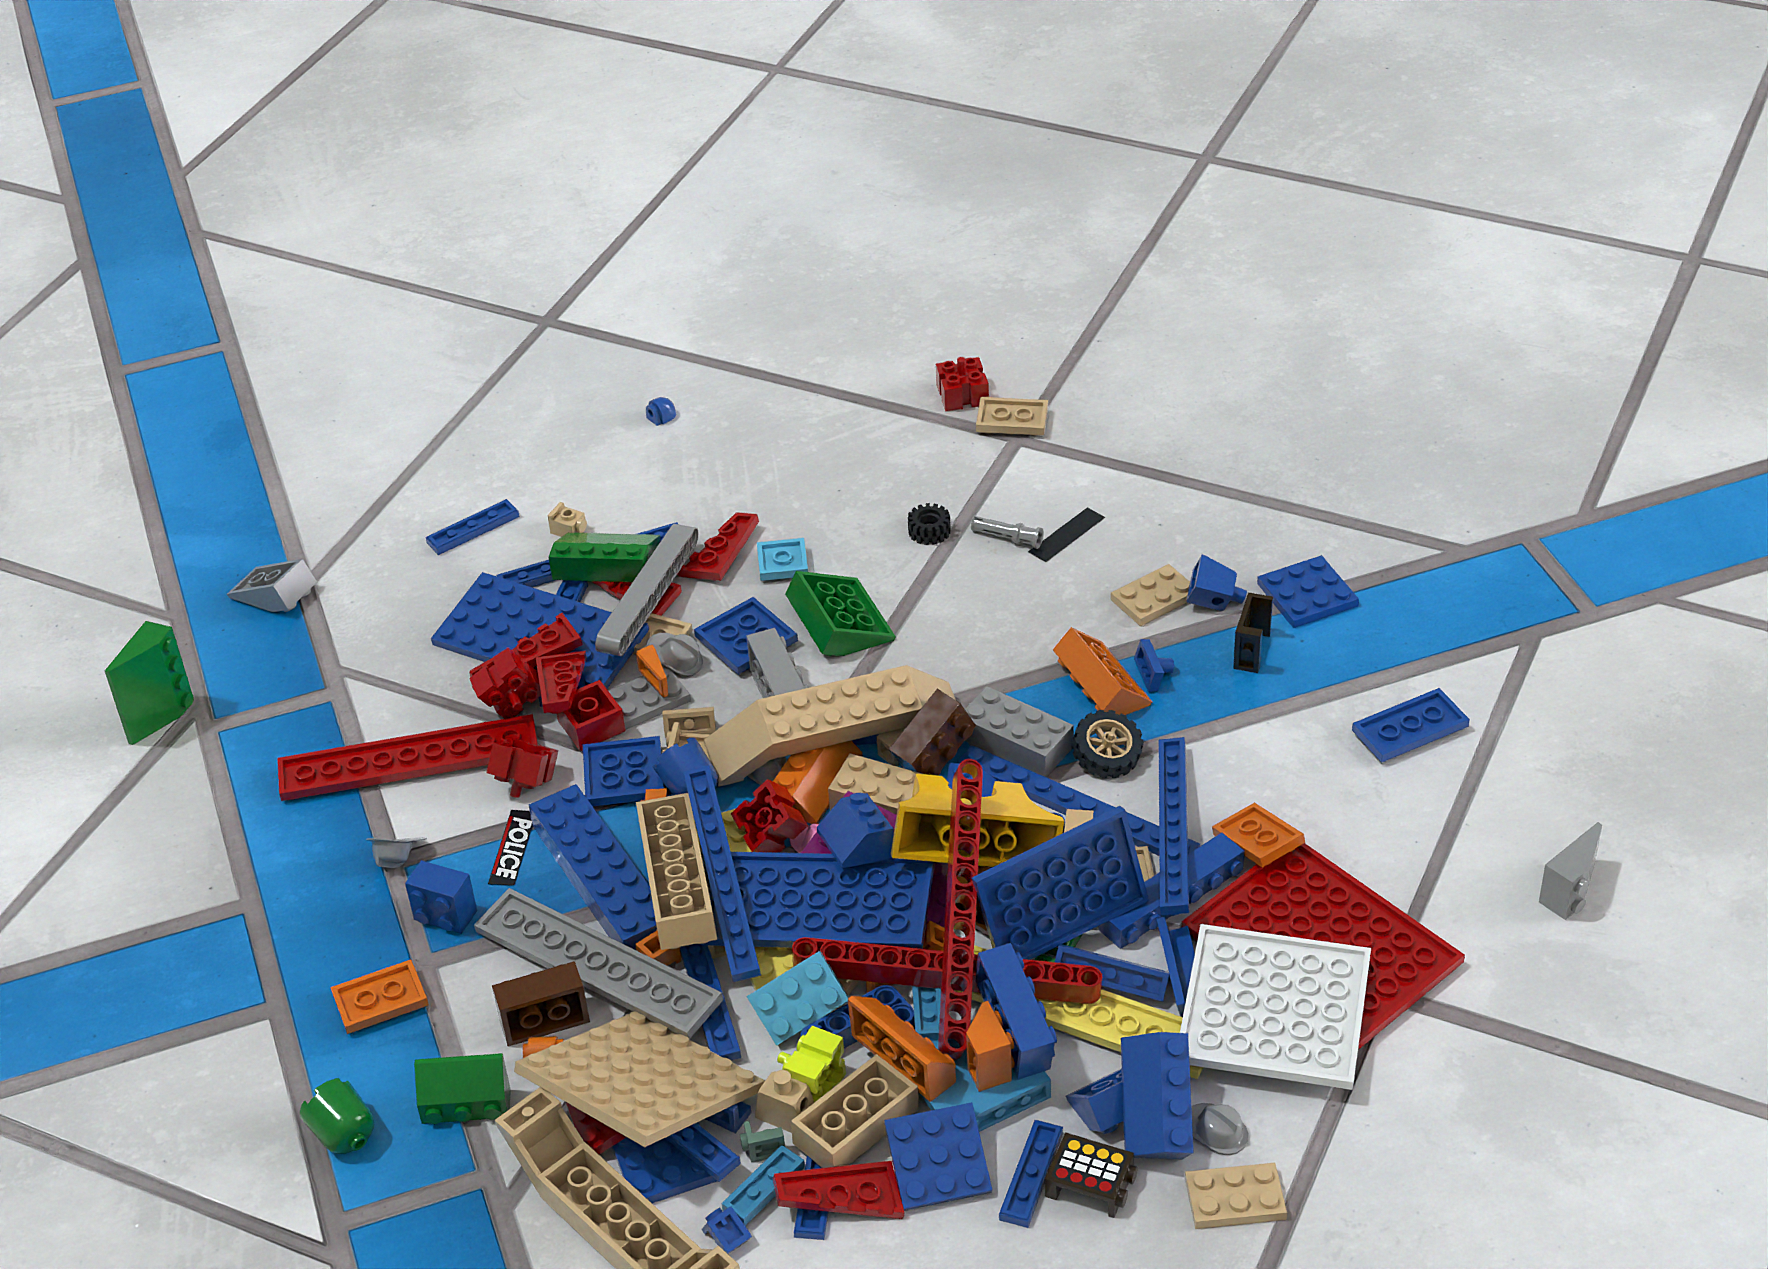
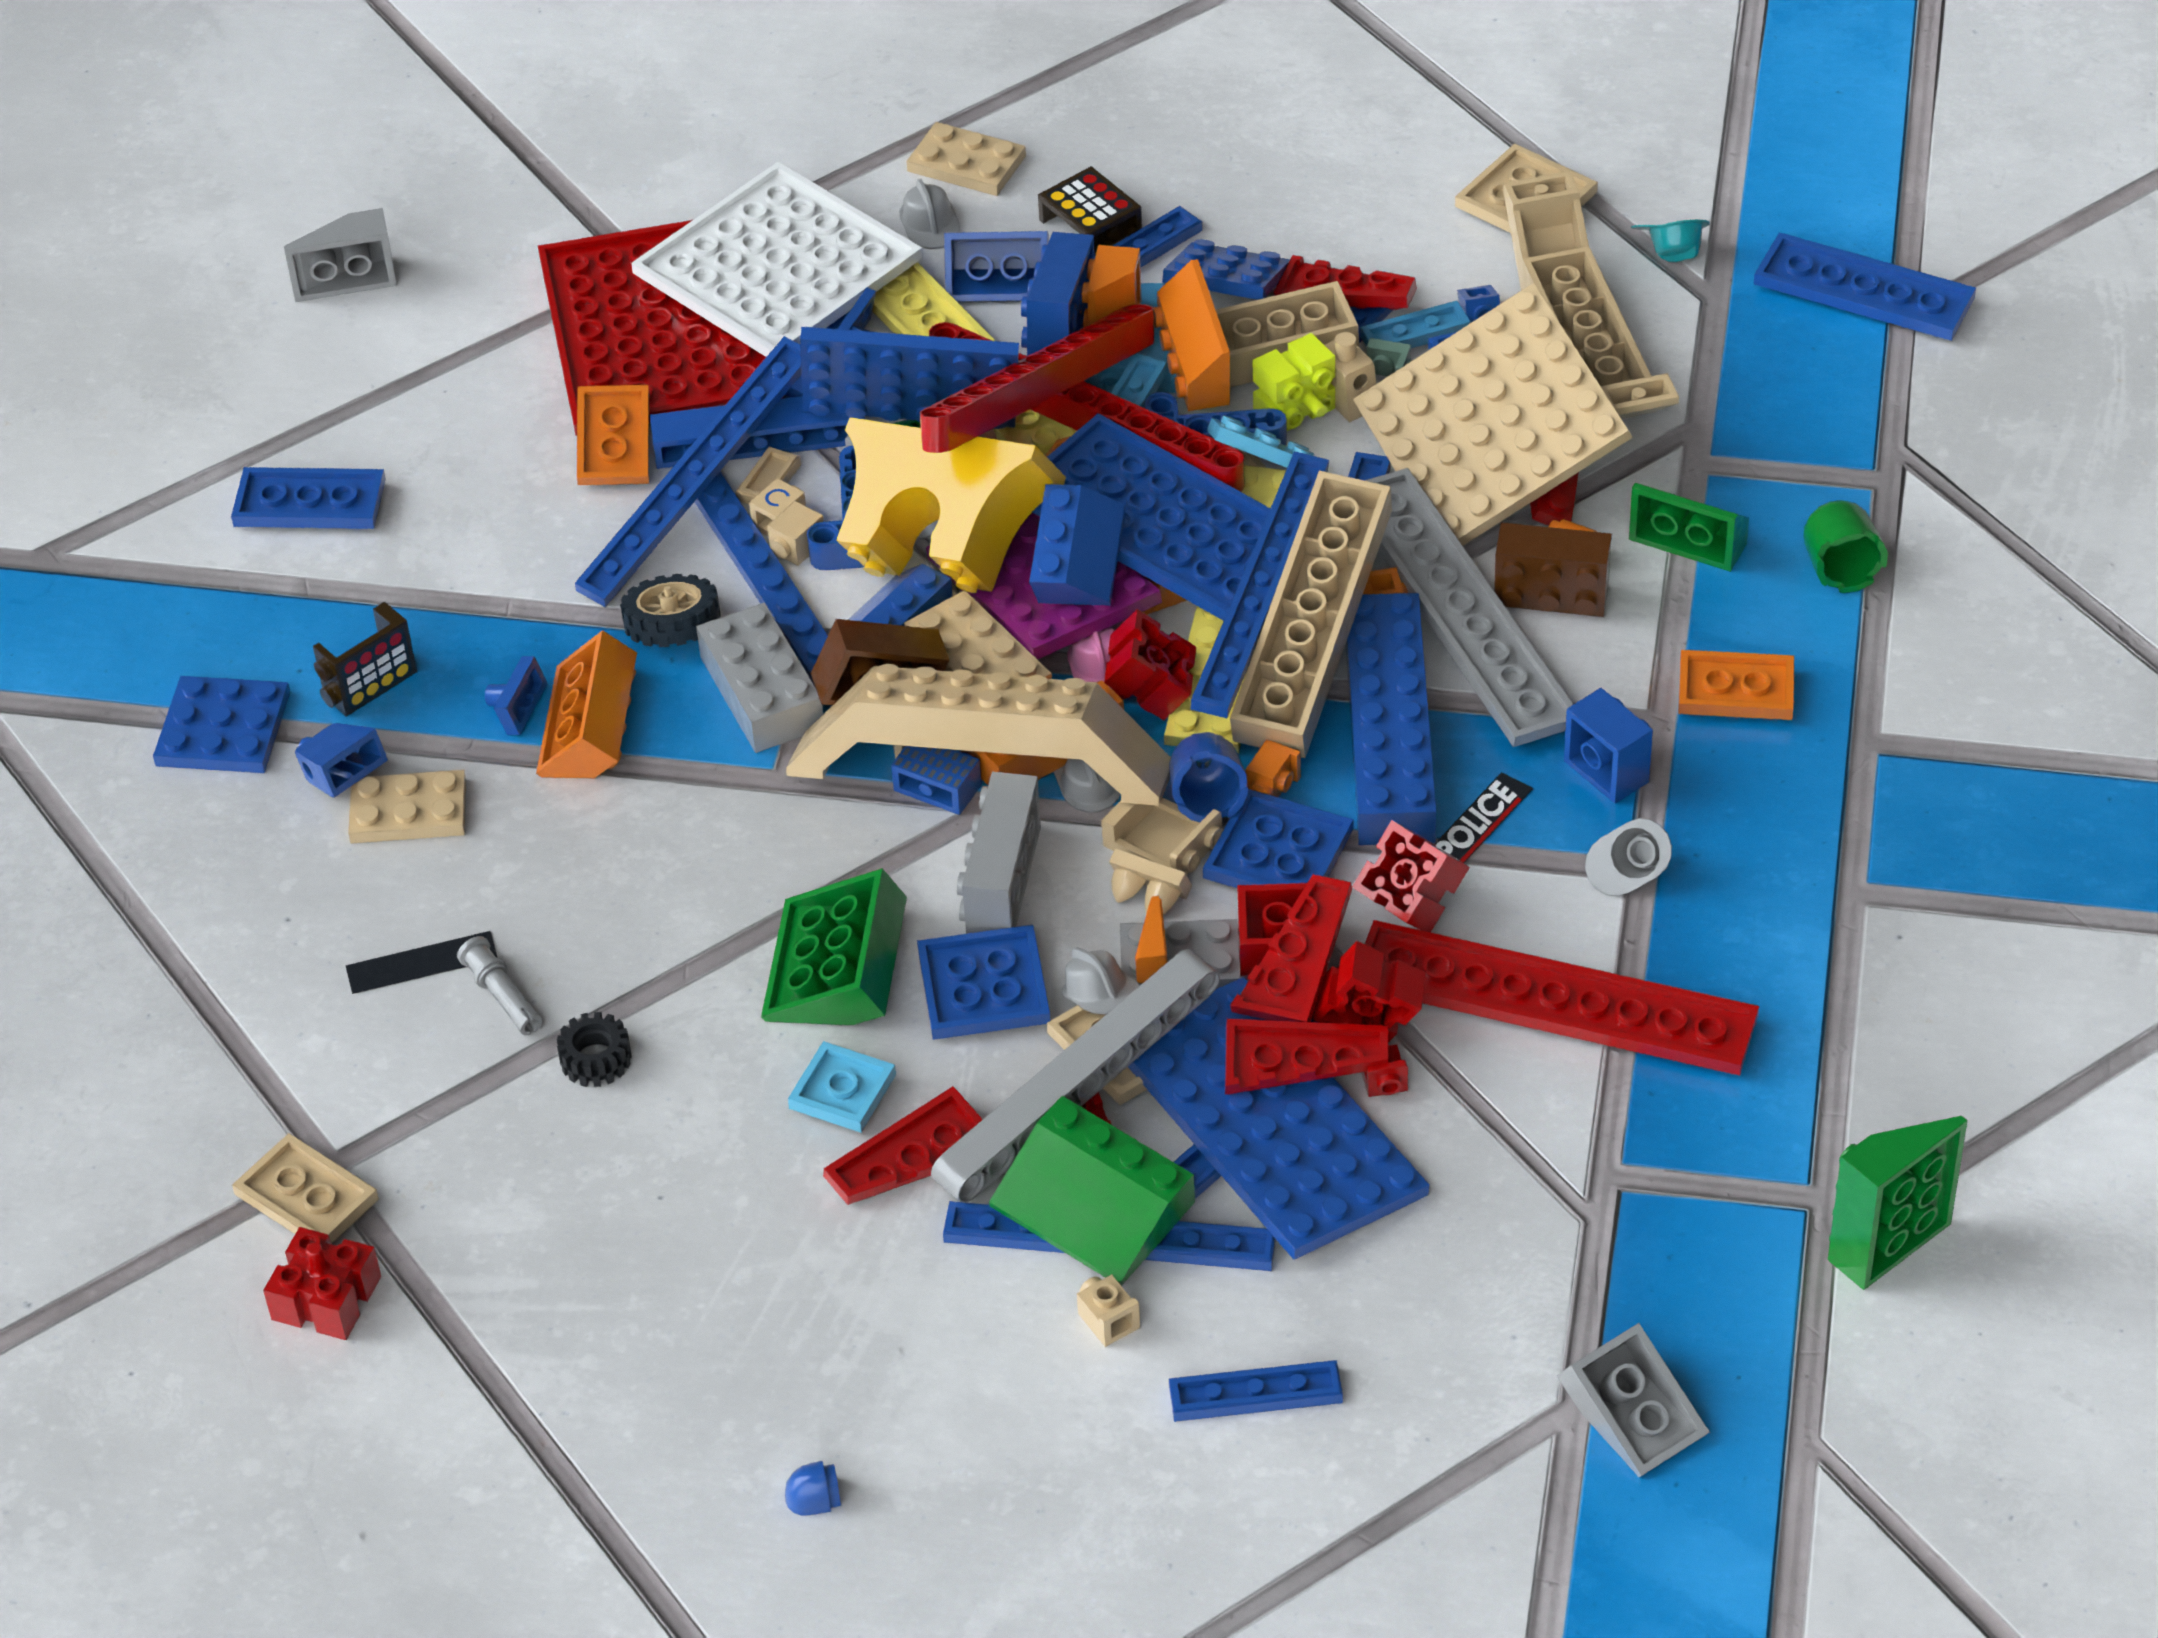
camera: 150 degrees left, 5 degrees up
(1157, 1095) = (974, 206): blue slope -> none

